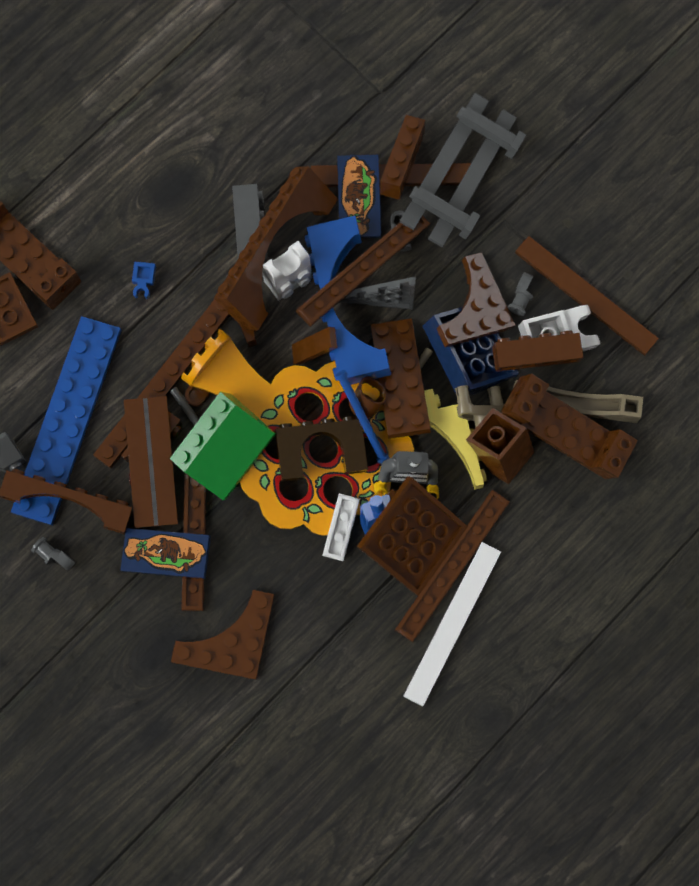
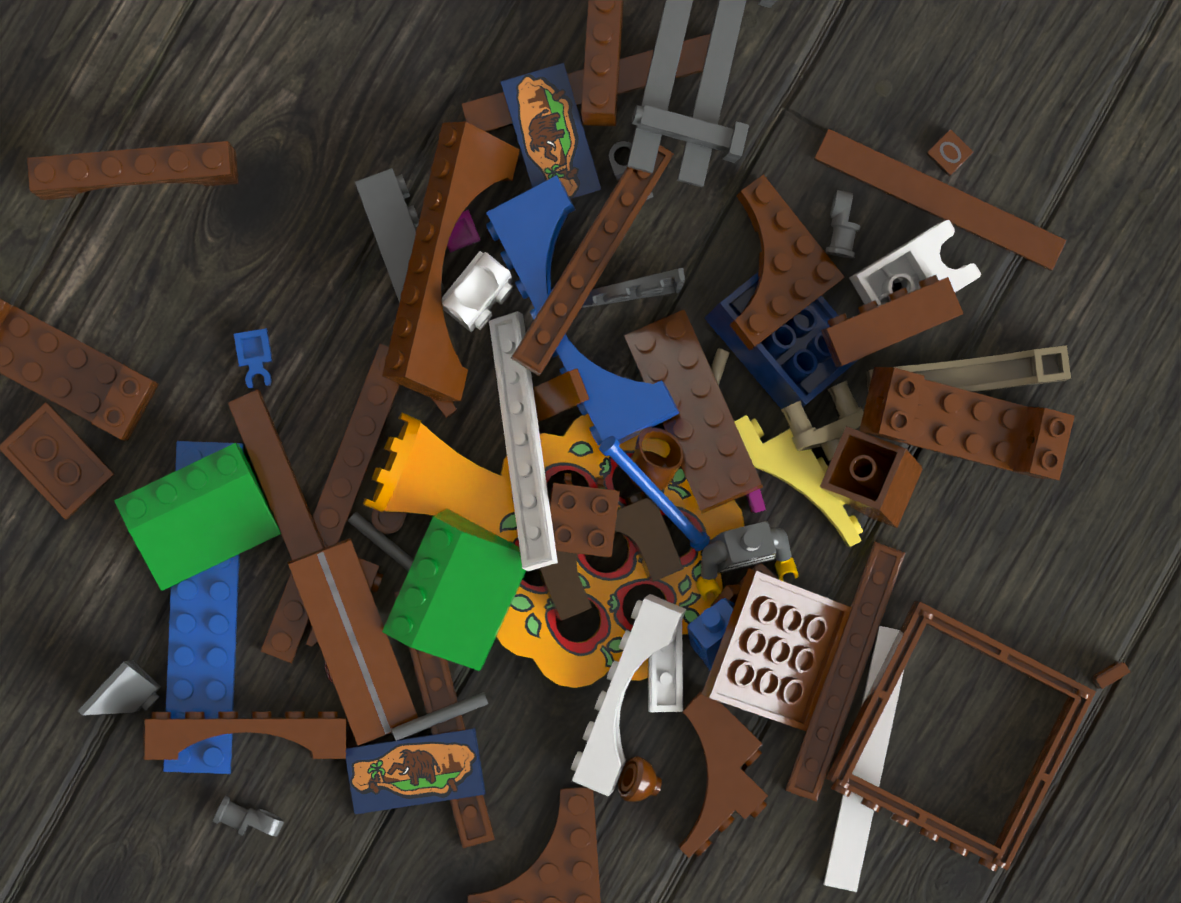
camera: 25 degrees left, 10 degrees up
(61, 141) = (76, 173): none -> reddish brown arch
(79, 360) = (198, 516): none -> green slope
(134, 349) = (275, 474): none -> reddish brown tile
(189, 523) = (439, 716): none -> dark grey bar
(285, 574) = (603, 755): none -> white arch
(287, 237) = (463, 233): none -> magenta tile
(288, 371) = (523, 445): none -> white tile
(303, 597) = (638, 780): none -> reddish brown brick
(312, 420) = (583, 517): none -> reddish brown plate
(359, 617) = (728, 788): none -> reddish brown arch
(424, 442) = (755, 501): none -> magenta tile
(482, 675) = (1039, 778): none -> reddish brown window
(599, 269) = (949, 152): none -> reddish brown tile
(621, 611) = (1110, 674): none -> reddish brown tile

